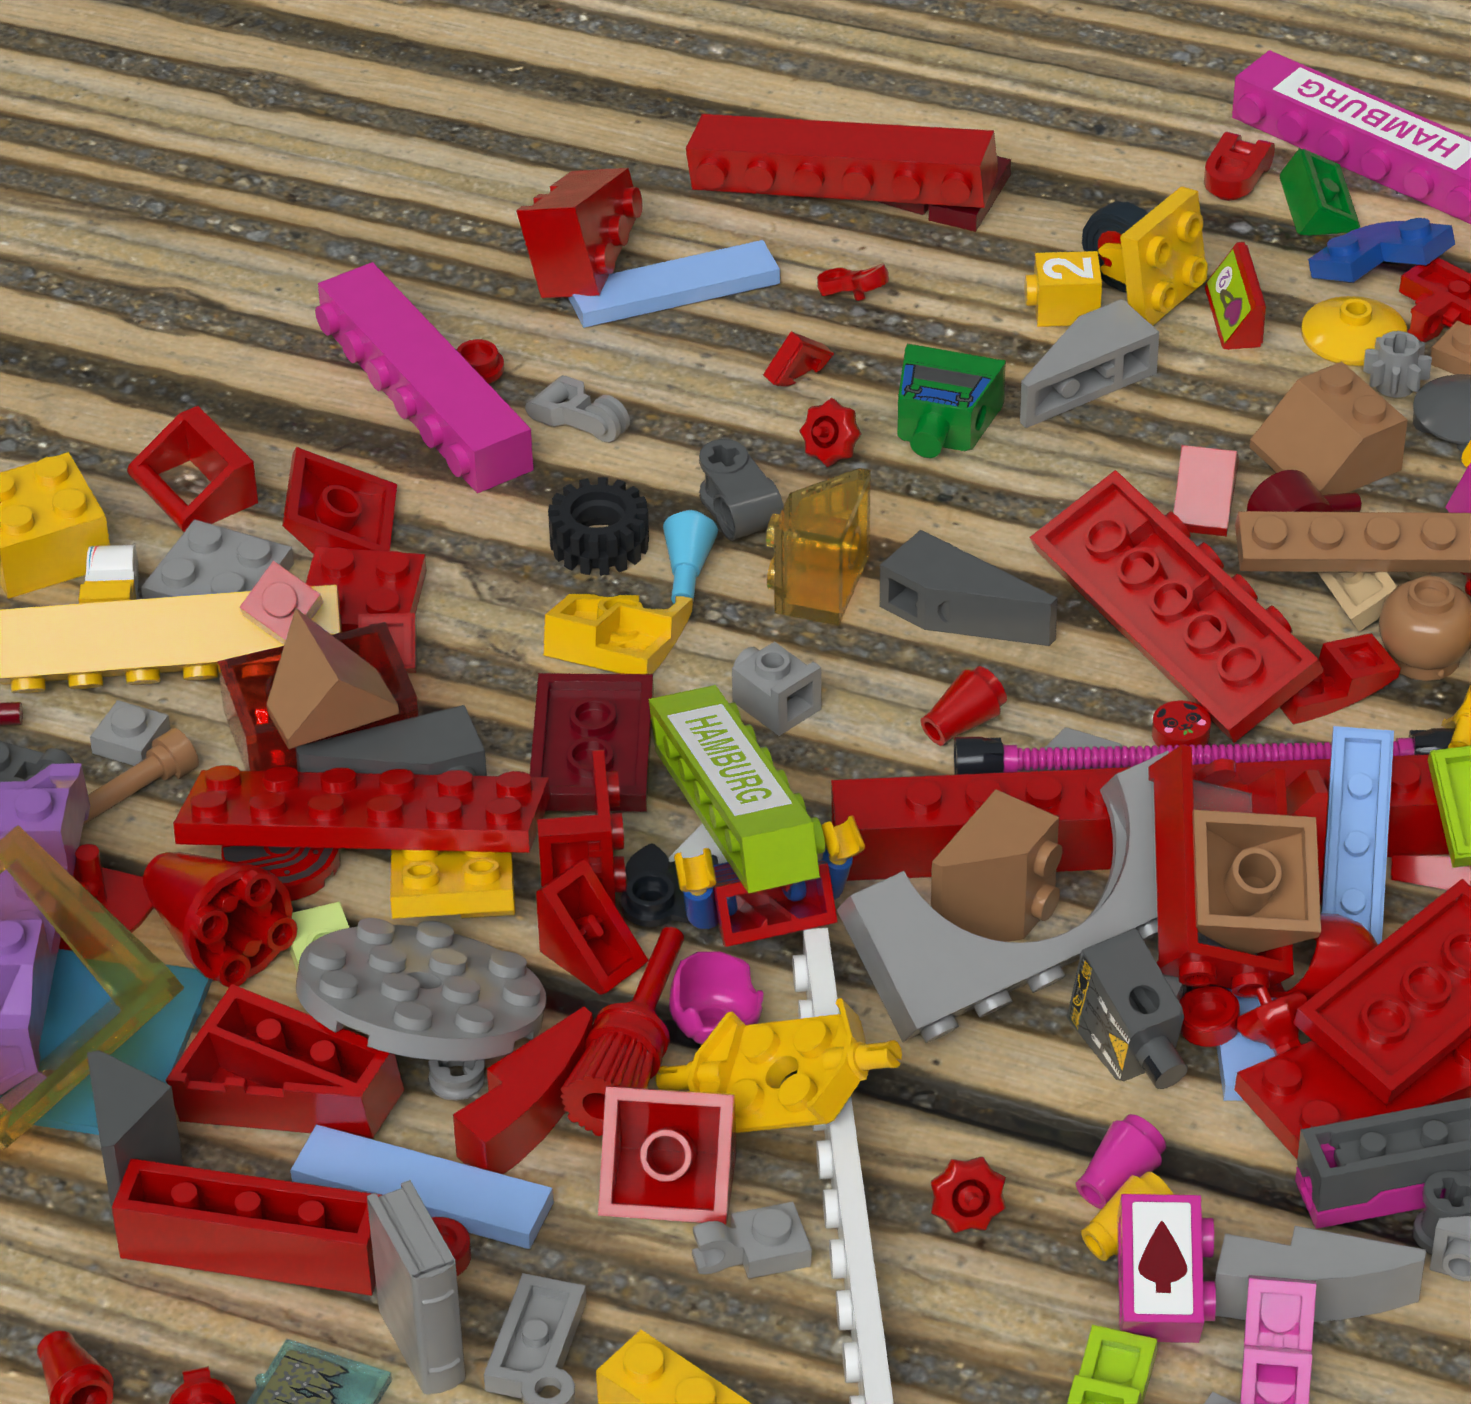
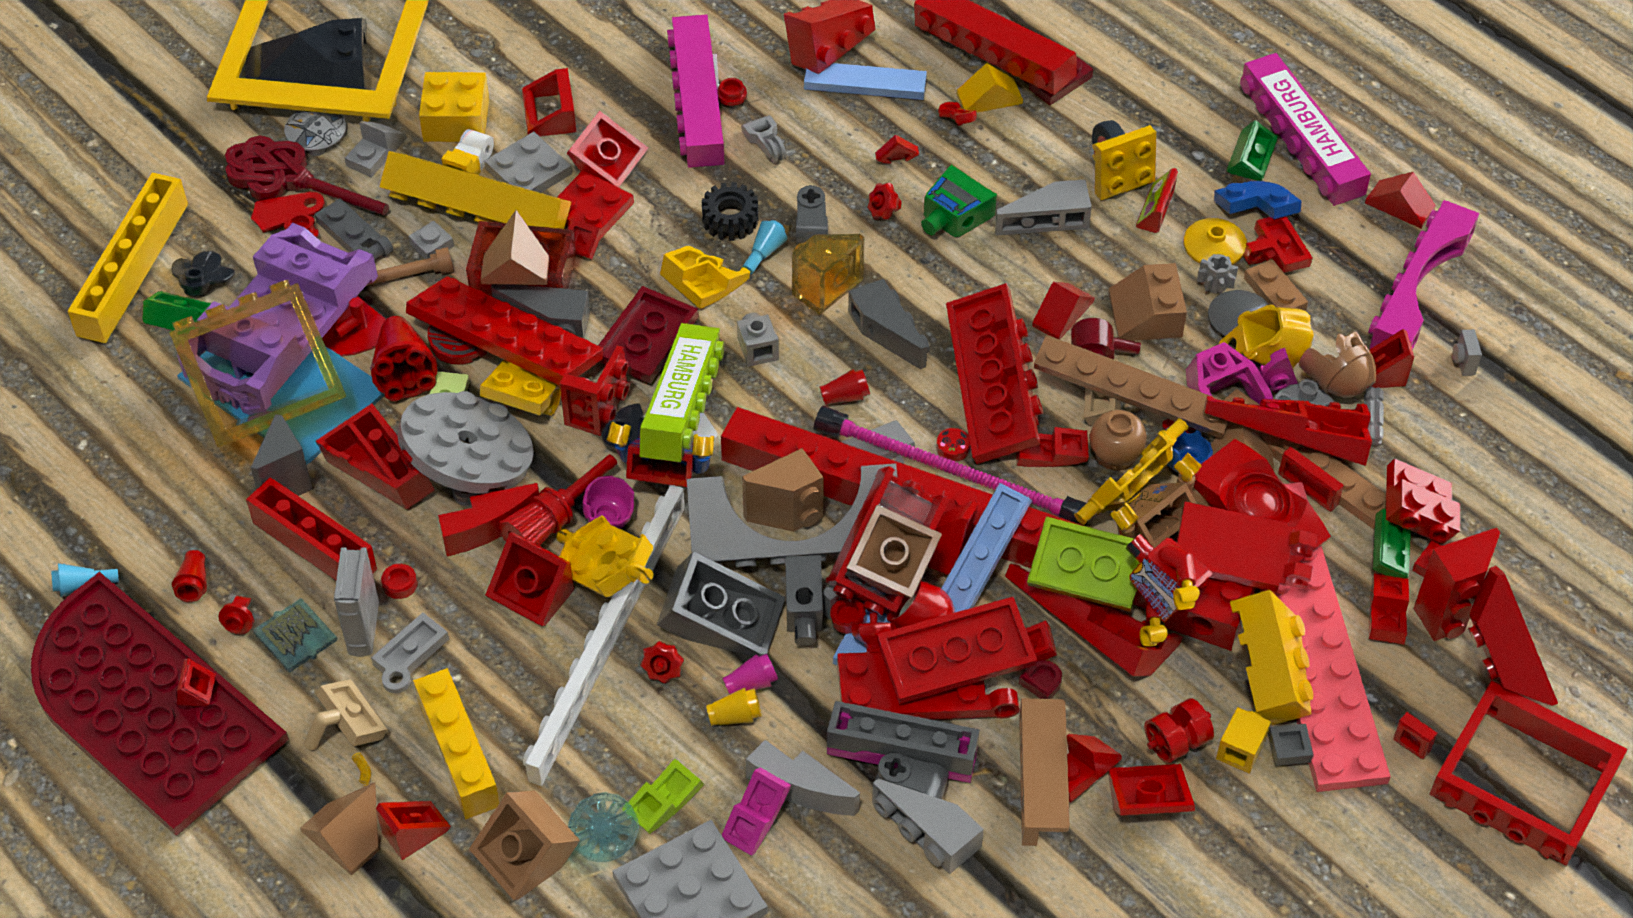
camera: 25 degrees right, 10 degrees up
(274, 601) = (524, 198): brick -> none
(477, 1198) = (412, 545): light blue tile -> none
(585, 930) = (572, 439): red slope -> none
(761, 1239) = (550, 644): light grey plate -> none
(873, 236) = (989, 90): none -> yellow slope
(998, 1082) = (720, 608): none -> dark grey slope
(1063, 286) = (1066, 159): yellow brick -> none
(1162, 1267) = (723, 744): brick -> none
(1236, 166) = (1216, 117): red plate -> none

